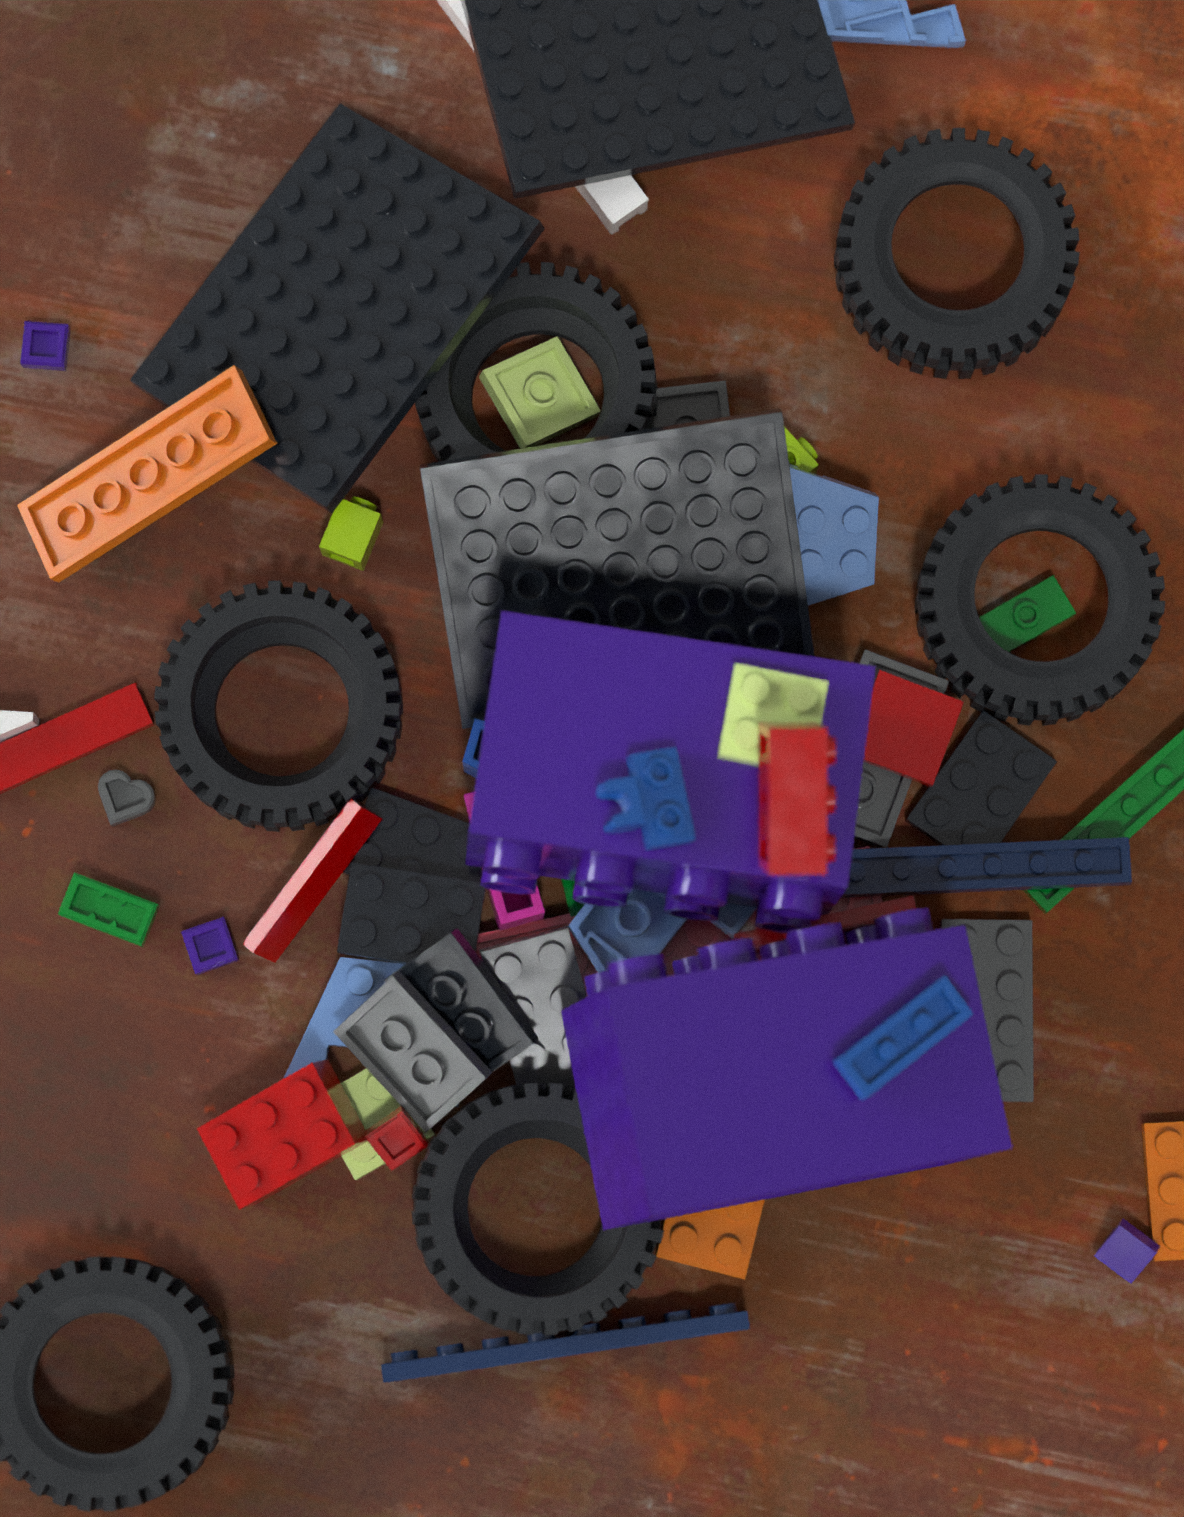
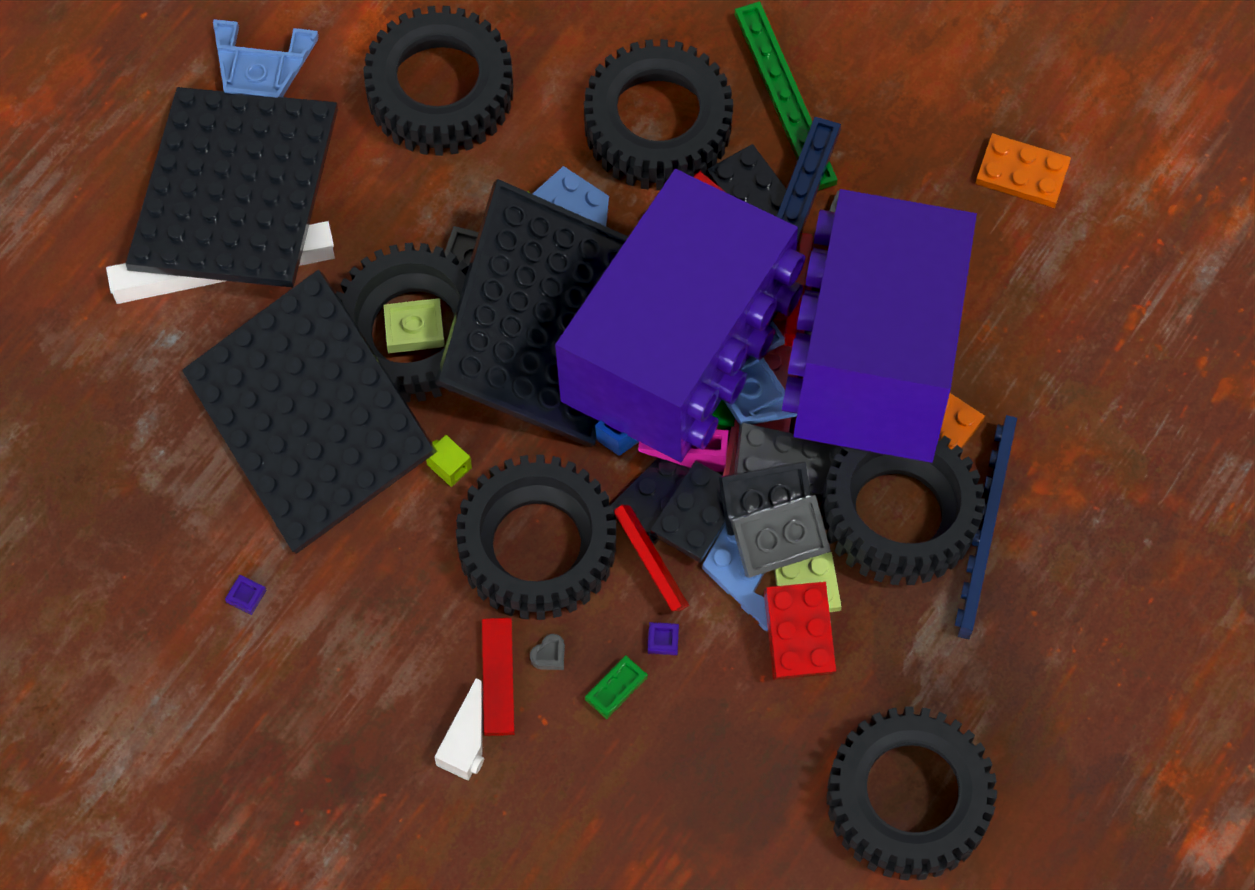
camera: 70 degrees left, 15 degrees down
(146, 474) = (360, 554): orange plate -> none
(396, 1138) = (828, 568): red tile -> none
(651, 800) = (704, 303): blue plate -> none
(765, 697) = (684, 227): yellowish green plate -> none
(795, 798) = (739, 219): red brick -> none
(902, 1038) = (895, 234): blue plate -> none
(1028, 615) = (661, 121): green plate -> none
(1127, 1251) = (1045, 213): dark purple tile -> none

